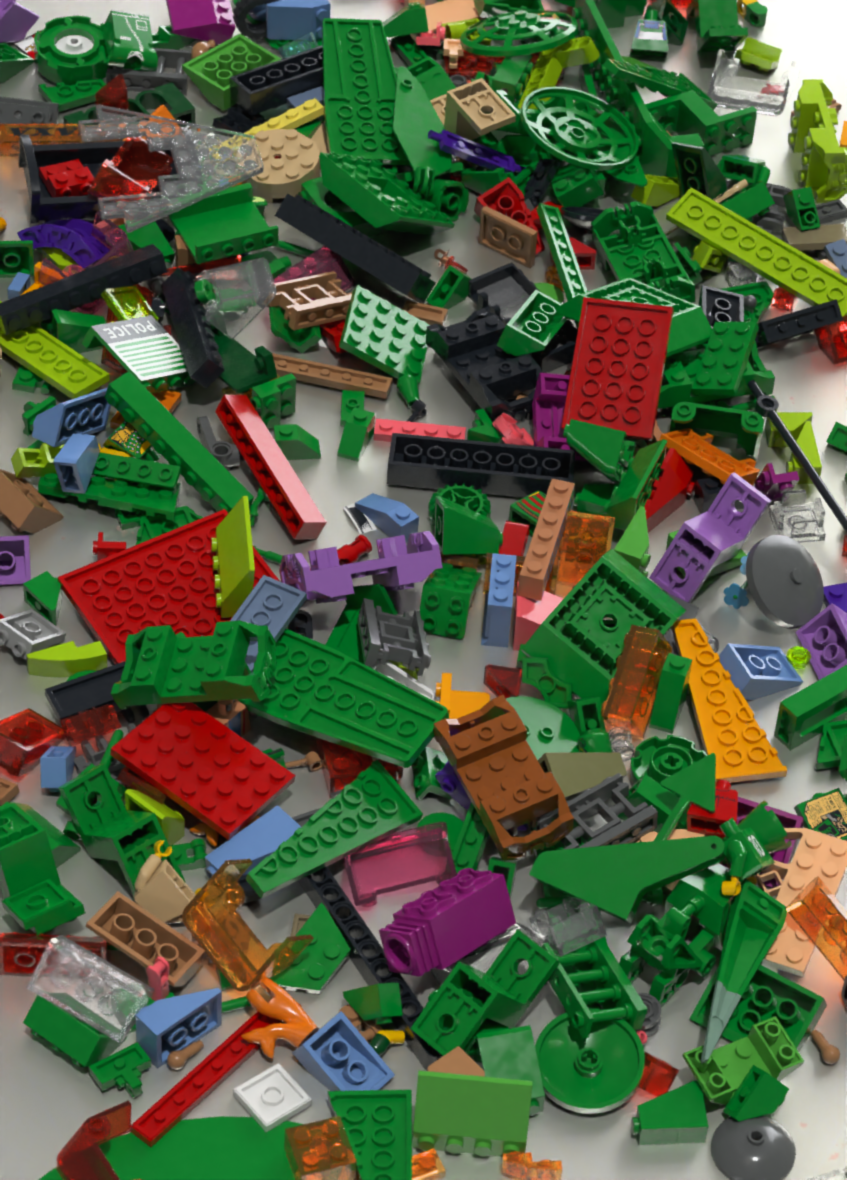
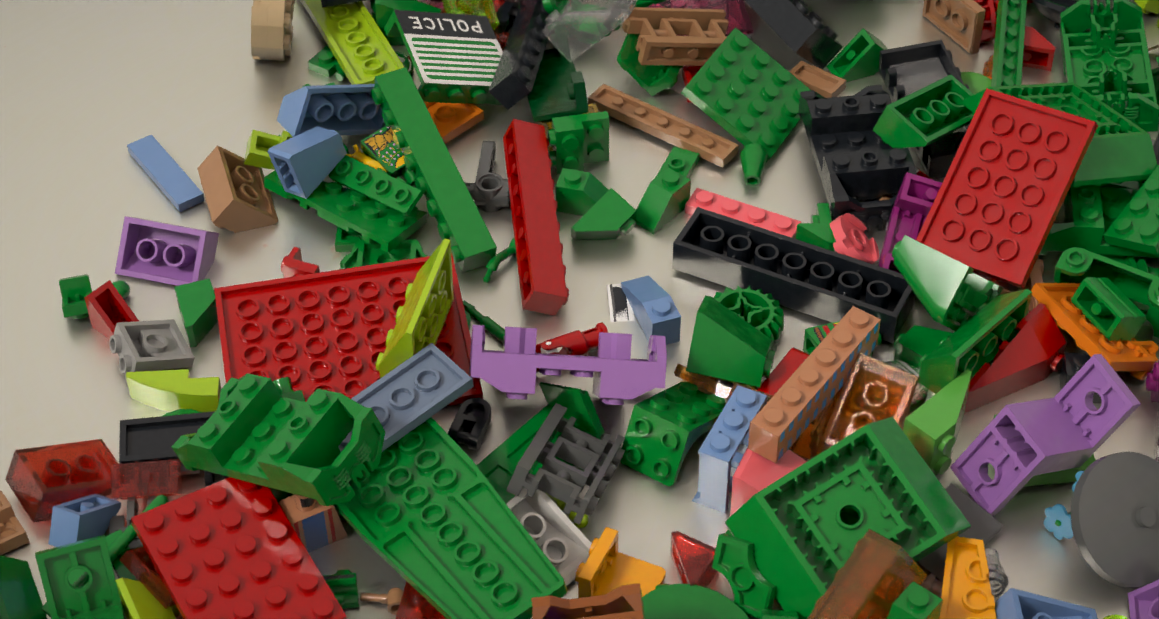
camera: 25 degrees right, 0 degrees up
(324, 457) = (606, 219): none -> green slope
(419, 410) = (755, 189): black hand -> none
(448, 261) = (875, 28): piece -> none
(717, 441) = (1108, 308): none -> green brick

